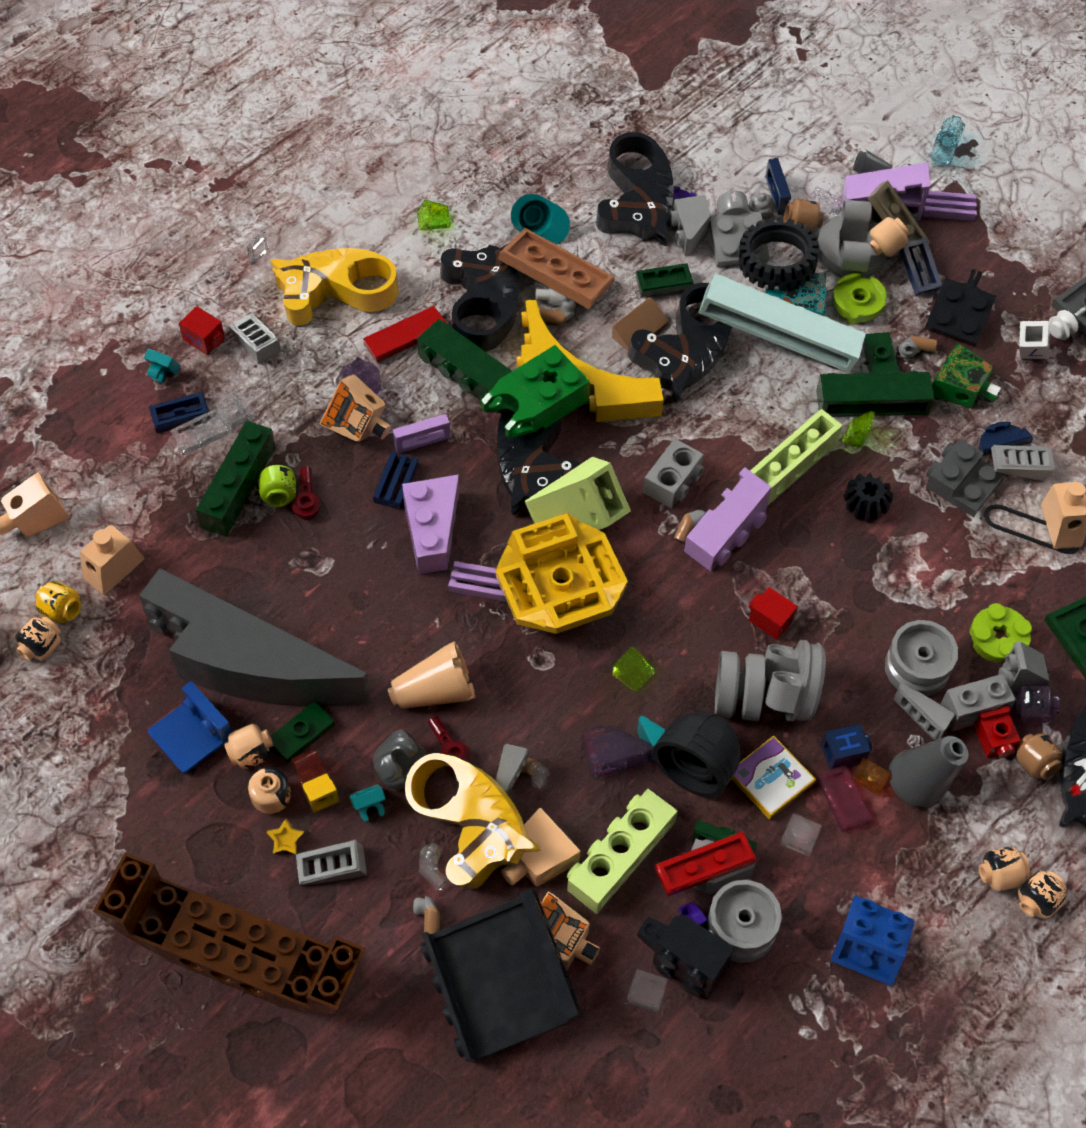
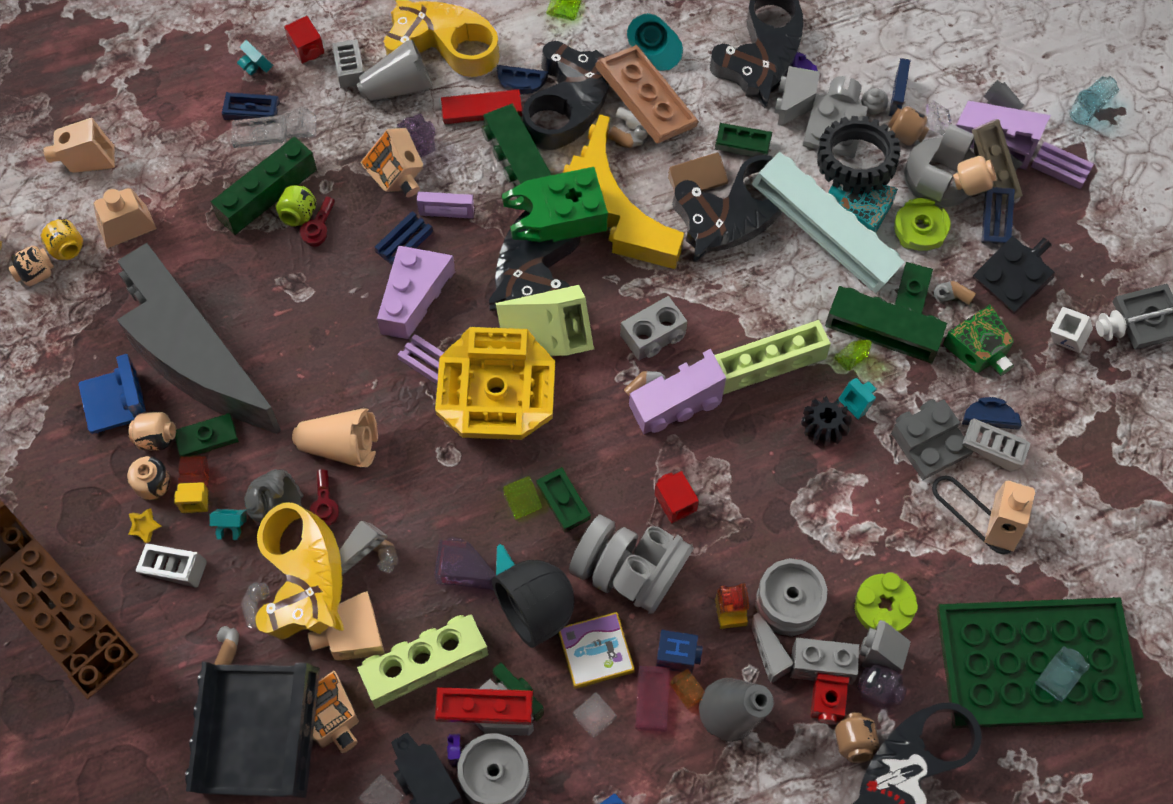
camera: 25 degrees right, 5 degrees up
(312, 330) = (396, 74): none -> light grey cone
(428, 296) = (521, 78): none -> dark blue tile
(672, 656) = (563, 500): none -> dark green plate
(872, 686) = (732, 606): none -> clear red leg
(885, 465) = (858, 397): none -> teal tile

